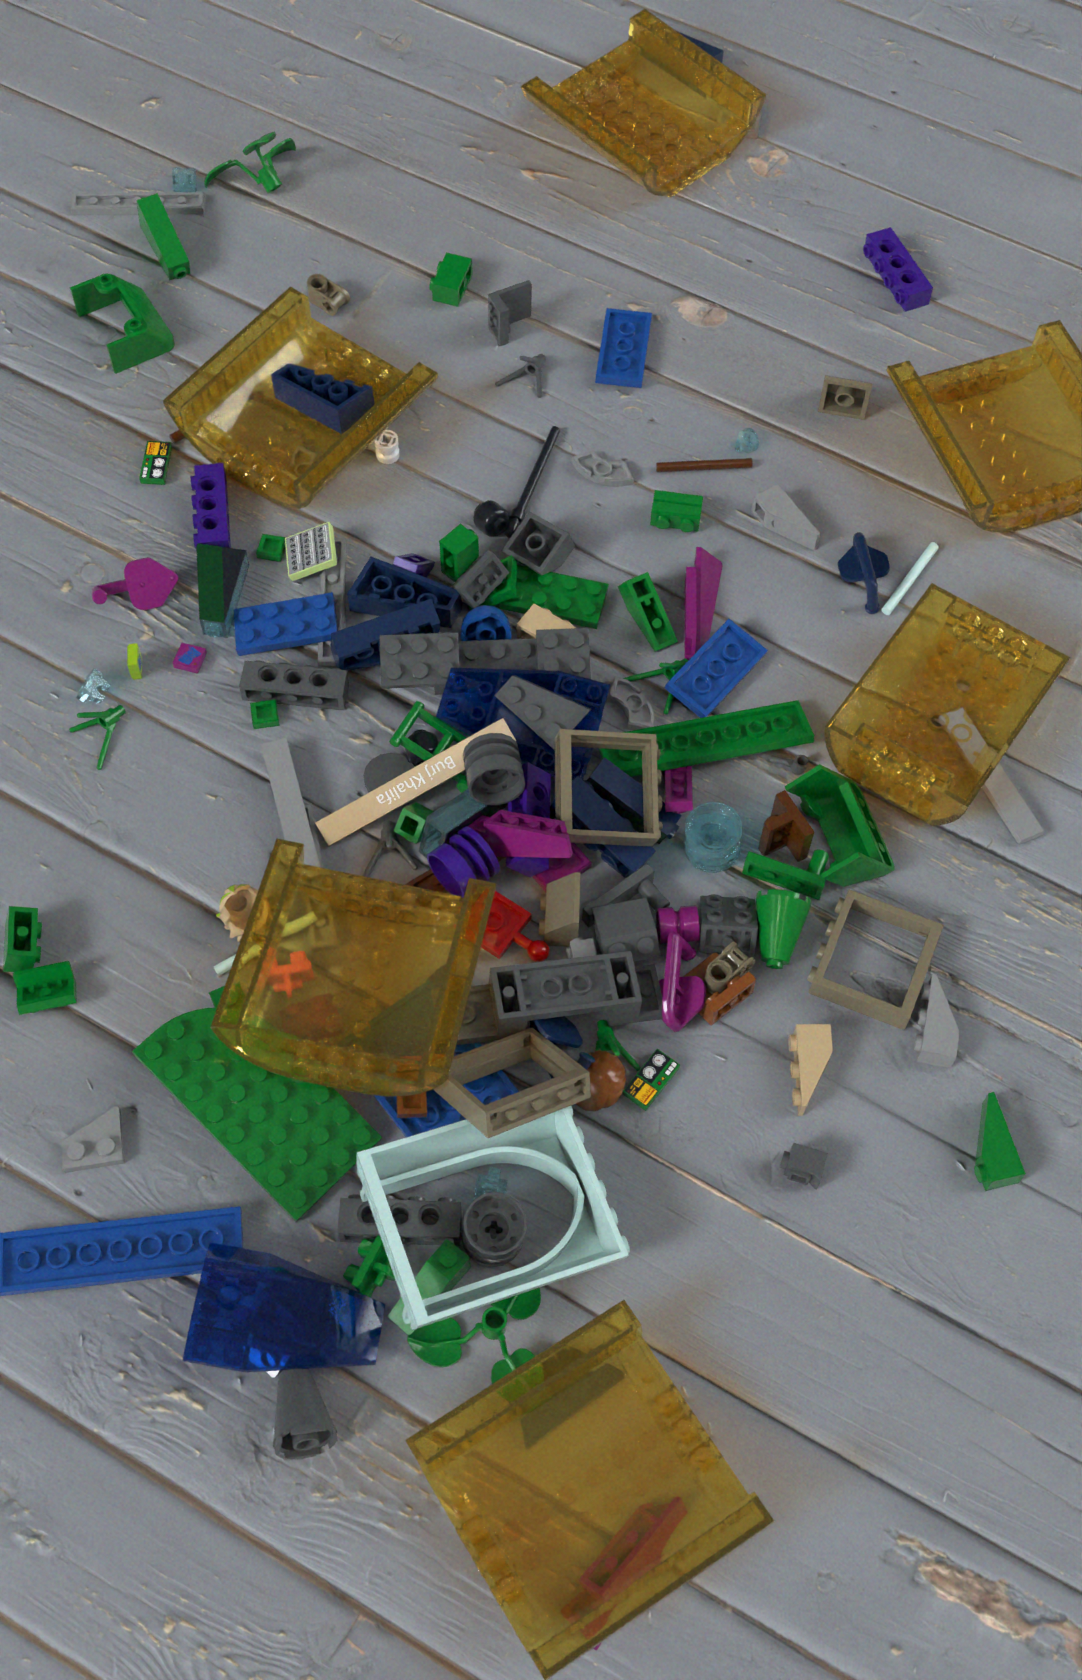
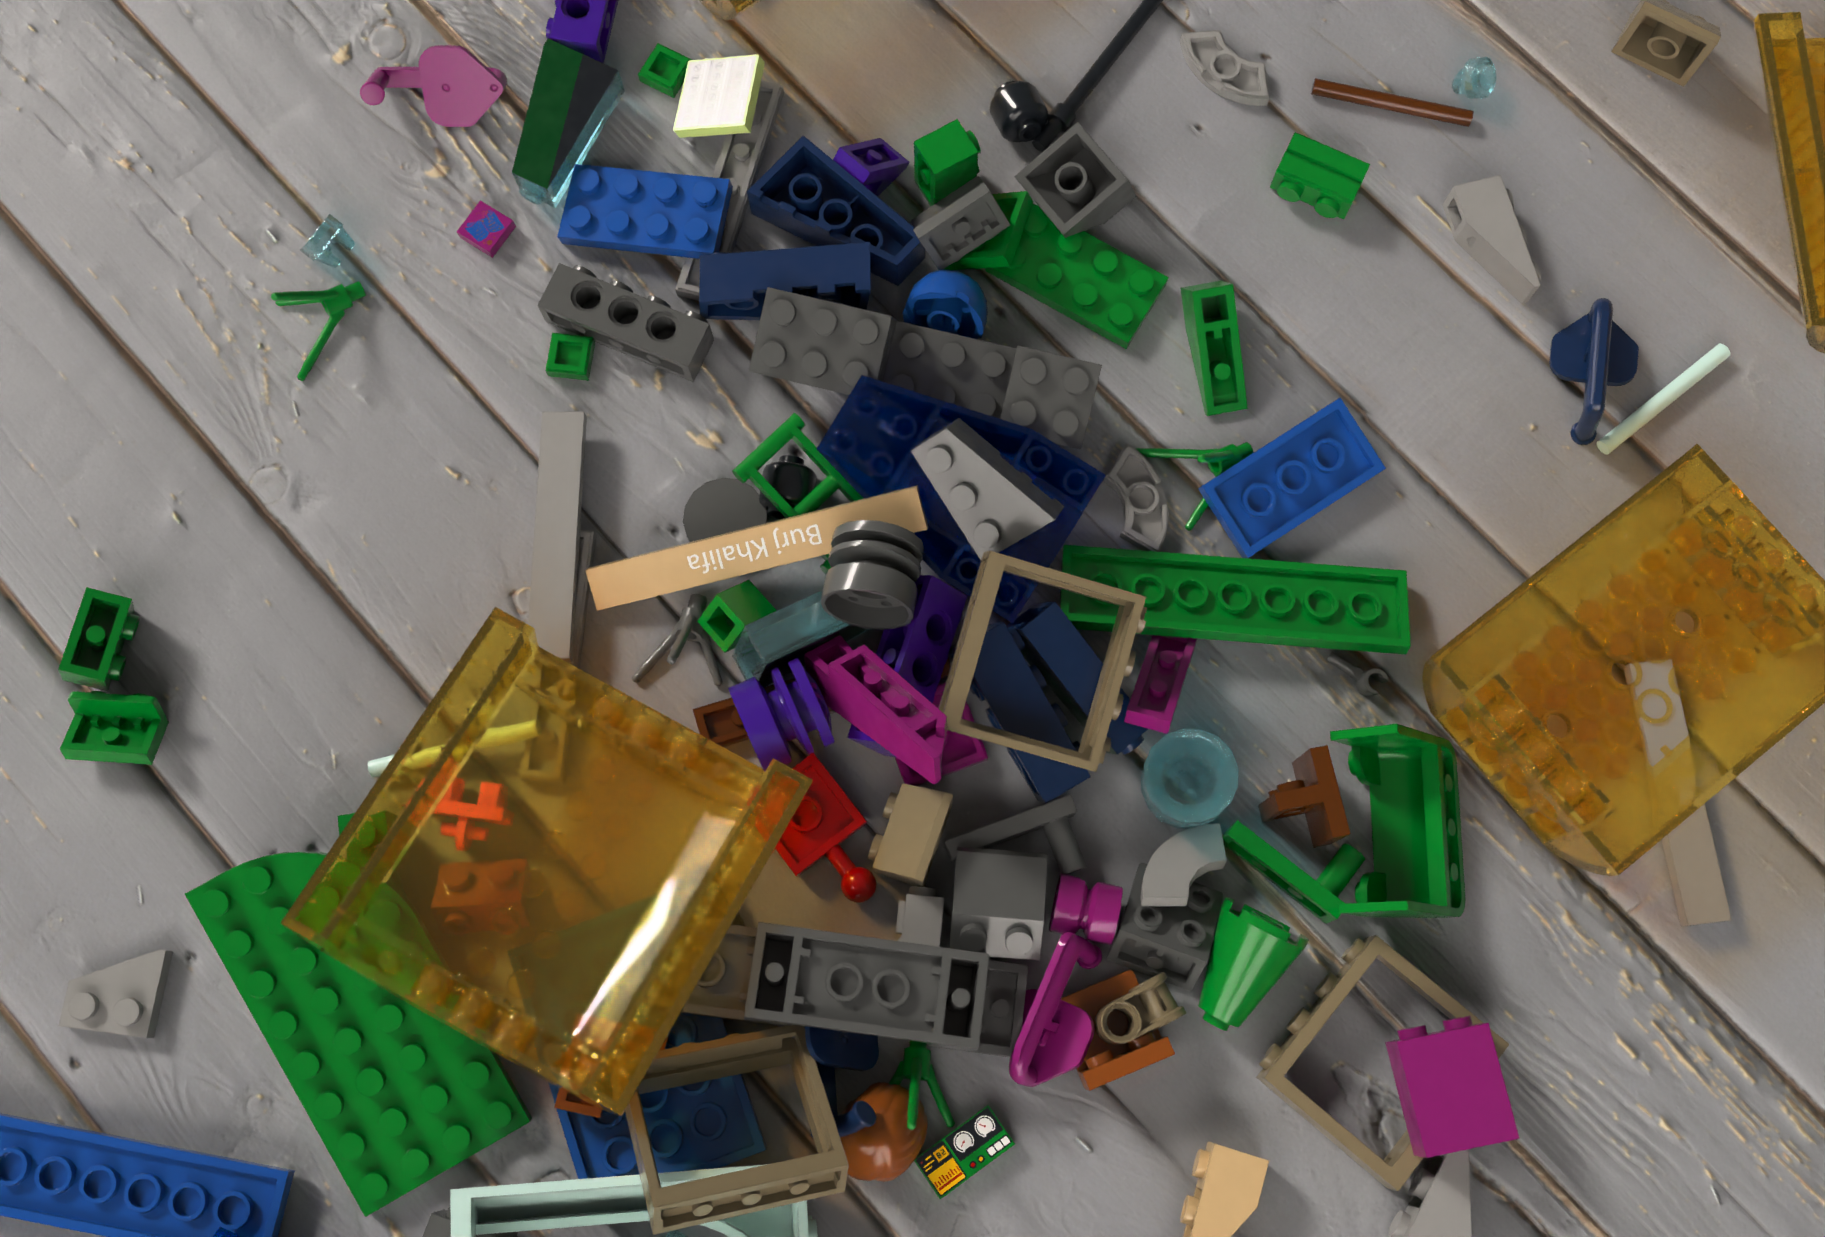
camera: 20 degrees right, 15 degrees up
(134, 661) = (400, 214): lime tile -> none
(236, 907) = (416, 685): tan hair -> none
(538, 619) = (1038, 324): tan slope -> none
(700, 598) = (1305, 347): magenta wedge -> none
(723, 884) = (1179, 863): none -> light grey tile
(918, 951) = (1451, 1088): none -> magenta brick

